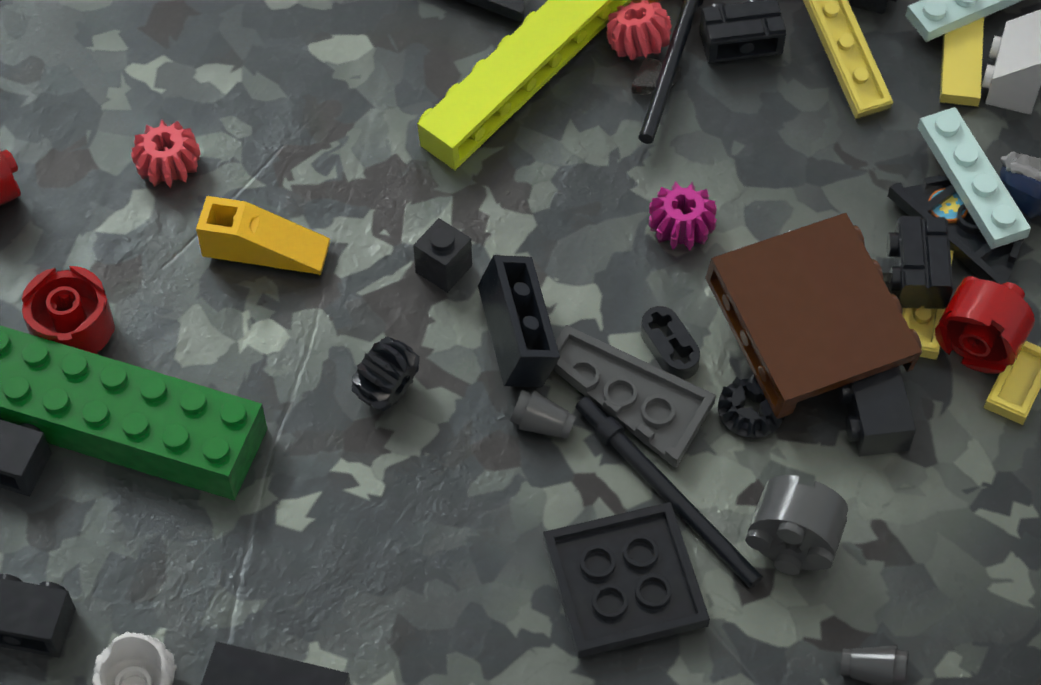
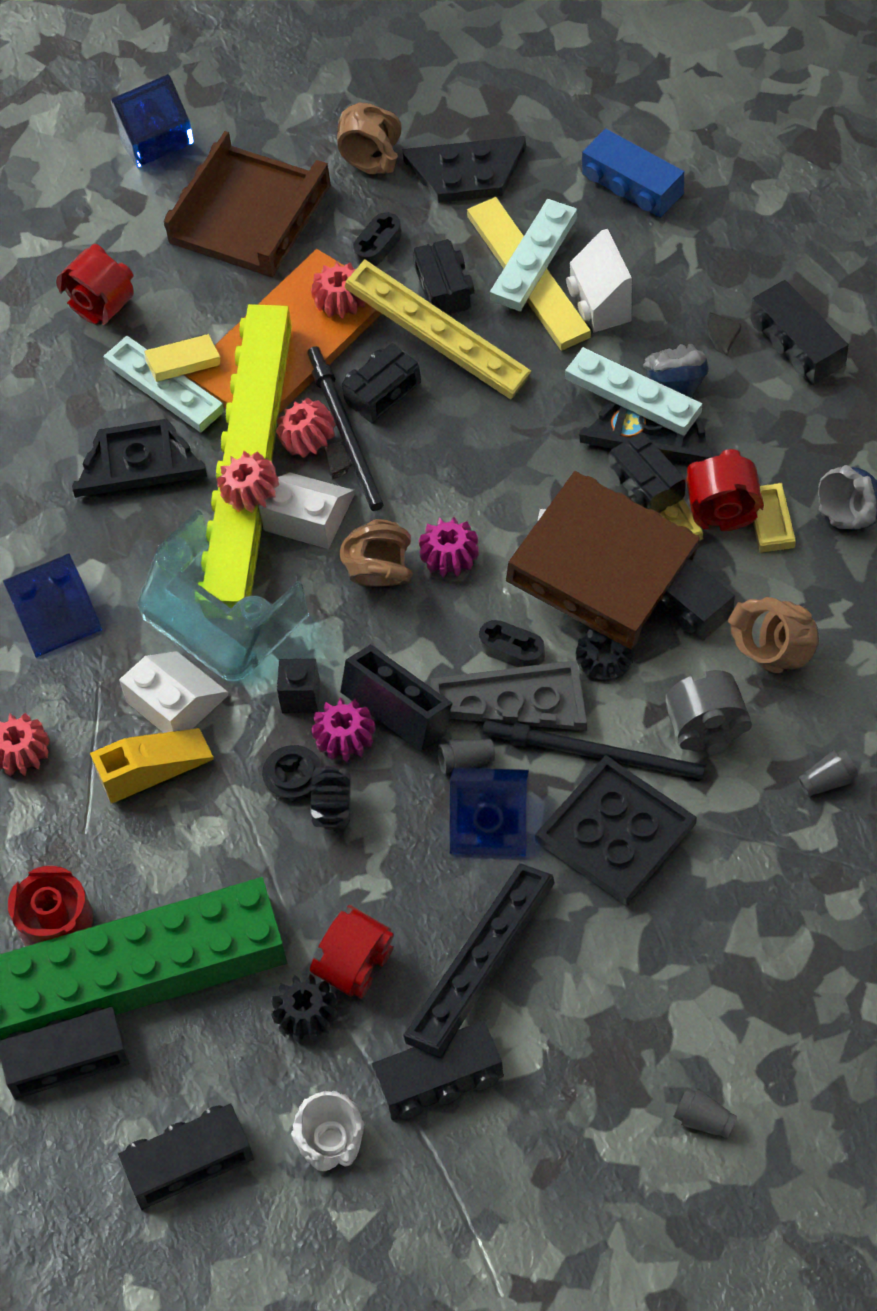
camera: 30 degrees left, 0 degrees up
(200, 565) = (308, 1021): none -> black gear
(286, 526) = (352, 951): none -> red brick
(294, 52) = (52, 605): none -> clear blue slope
(333, 189) = (171, 691): none -> white slope
(384, 316) = (288, 759): none -> black gear
(394, 614) = (478, 960): none -> black tile
(425, 177) = (218, 636): none -> clear light blue windscreen
(451, 320) = (343, 729): none -> dark pink gear
(520, 481) = (489, 811): none -> clear blue slope
(536, 41) = (248, 481): none -> coral gear
(582, 101) = (306, 509): none -> white slope
(606, 180) = (377, 554): none -> medium nougat helmet
(941, 503) = (786, 635): none -> medium nougat helmet

